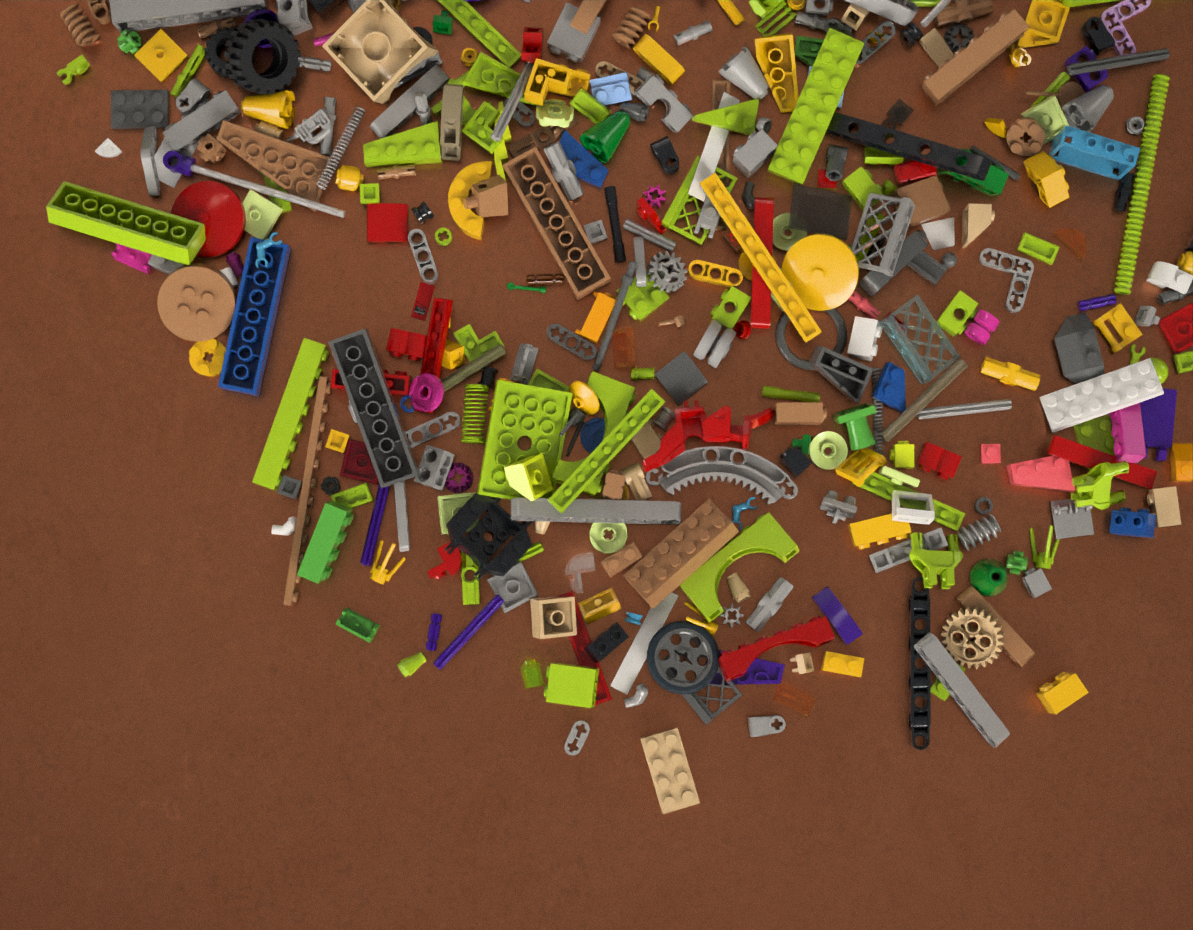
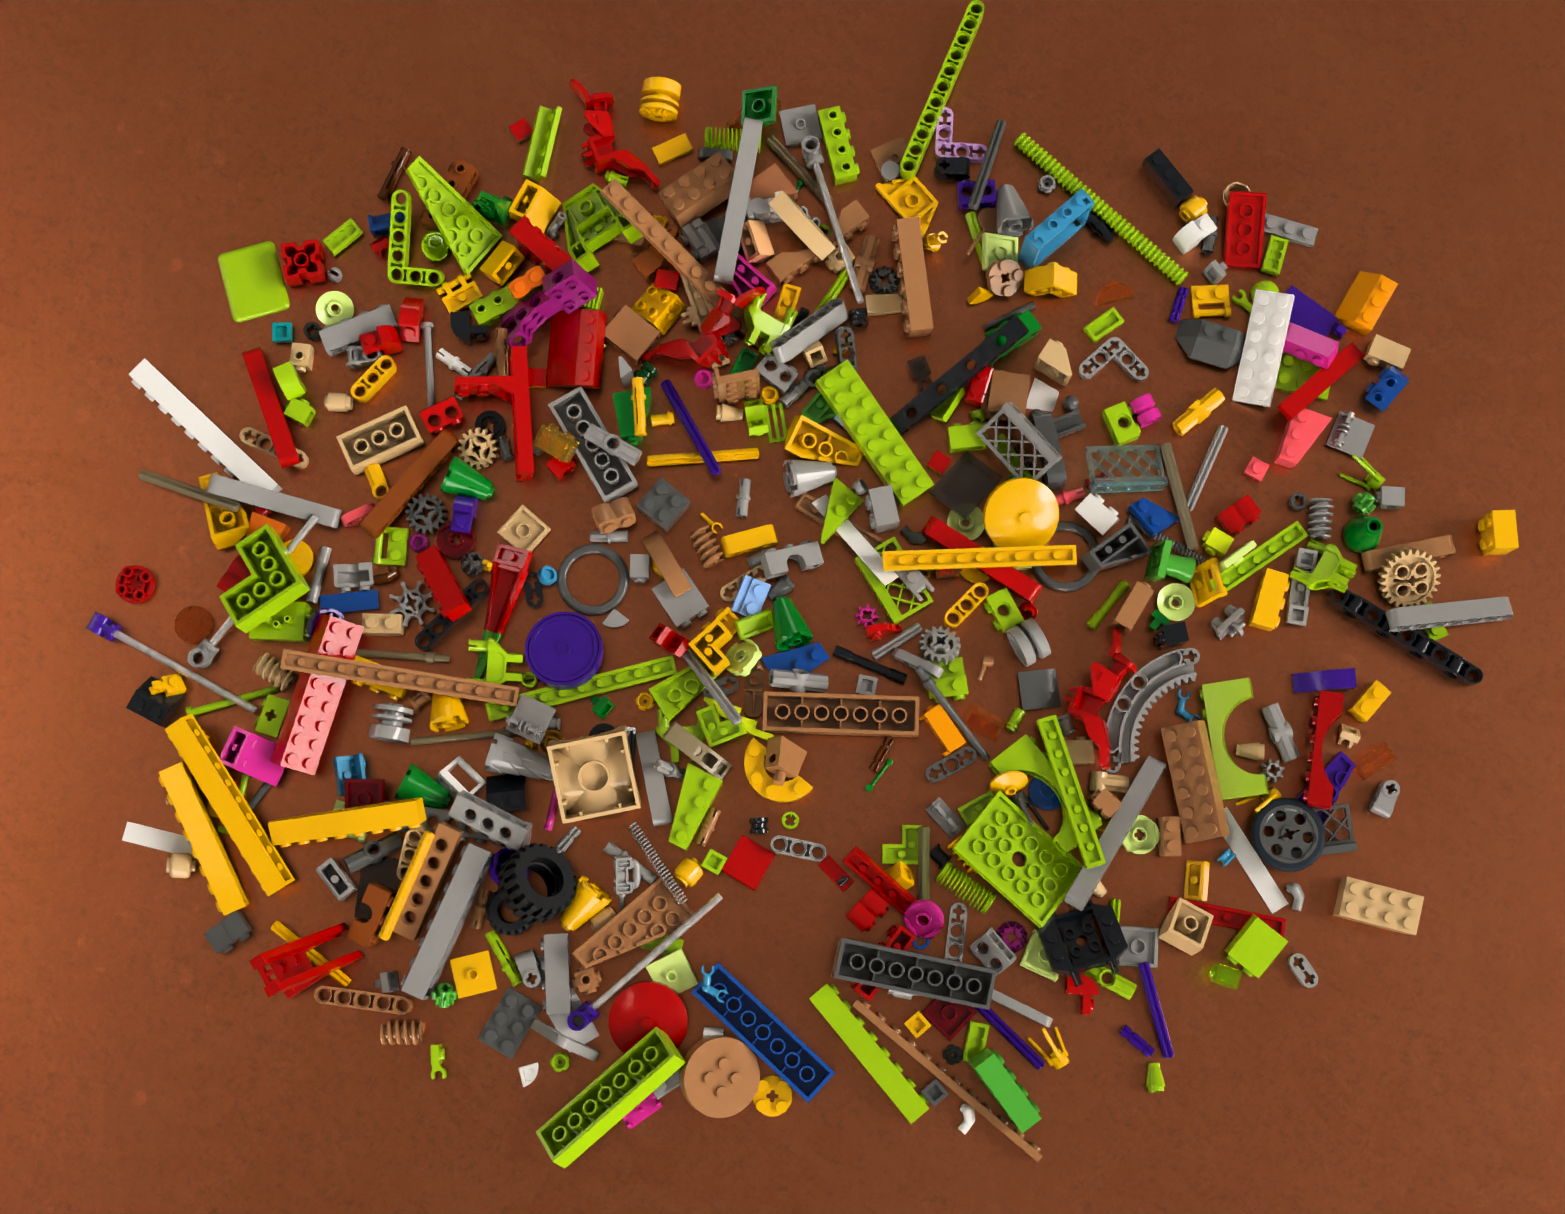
camera: 60 degrees left, 5 degrees down
(127, 168) = (565, 1062): none -> lime plate
(235, 263) = (703, 1020): magenta pin -> none
(358, 625) = (1092, 1105): bright green hinge -> none
(529, 477) = (1053, 872): neon yellow slope -> none
(579, 564) = (1152, 875): clear brick -> none
(606, 642) = (1235, 894): black brick -> none
(665, 152) = (832, 584): black piece -> none
(835, 159) = (926, 443): dark grey piece -> none
(912, 515) = (1269, 575): white tile -> none
(1096, 485) = (1338, 396): lime connector -> none

